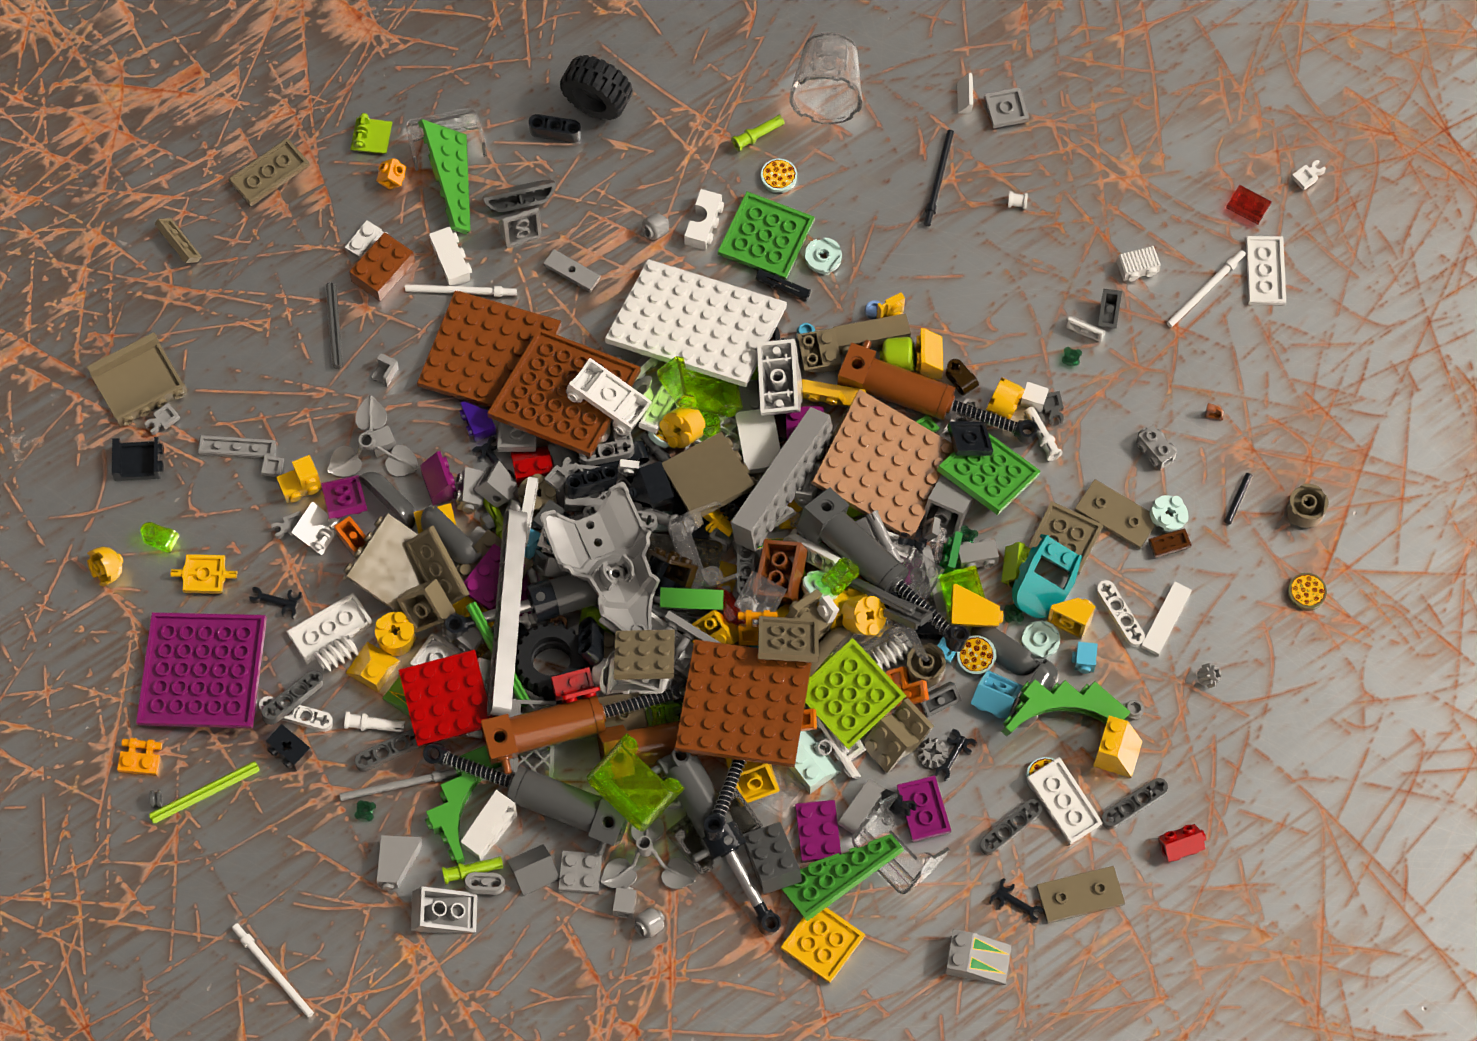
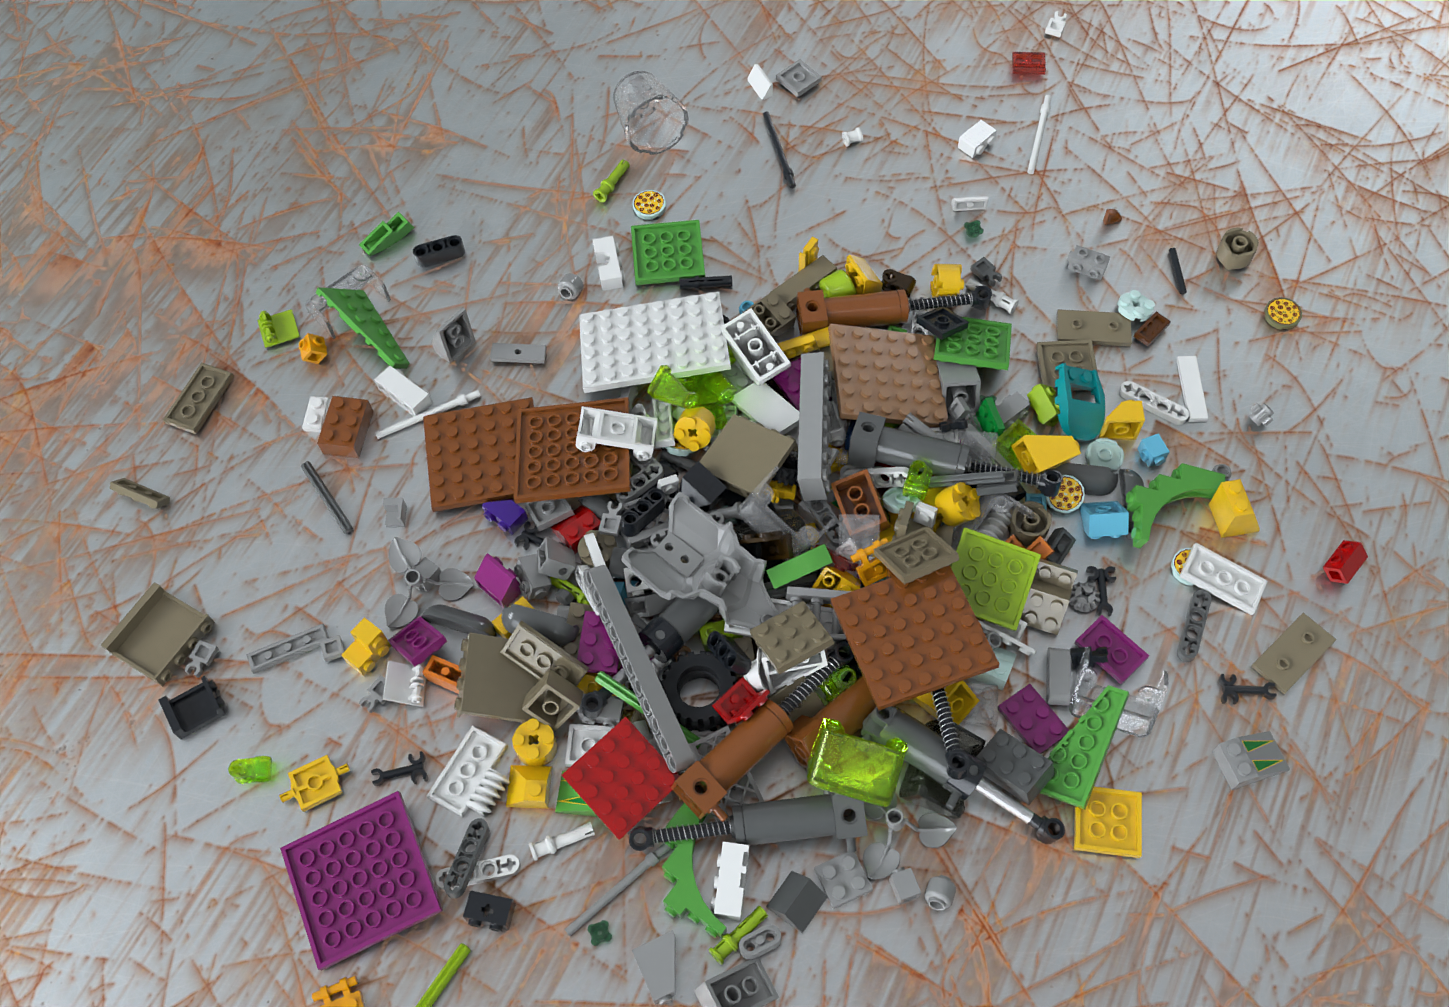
camera: 25 degrees left, 5 degrees down
(105, 564) = (208, 825): yellow cylinder -> none
(388, 745) = (588, 855): dark grey beam -> none
(516, 86) = (386, 234): none -> bright green slope
(520, 196) = (438, 315): dark grey brick -> none
(596, 87) = (458, 199): black tyre -> none
(822, 246) = (728, 253): light aqua plate -> none
(871, 309) = (791, 267): light blue tile -> none
(1034, 396) = (970, 269): white panel -> none
(1109, 308) = (979, 177): dark grey slope -> none
(1134, 803) = (1279, 550): dark grey beam -> none
(1265, 270) = (1074, 102): white tile -> none

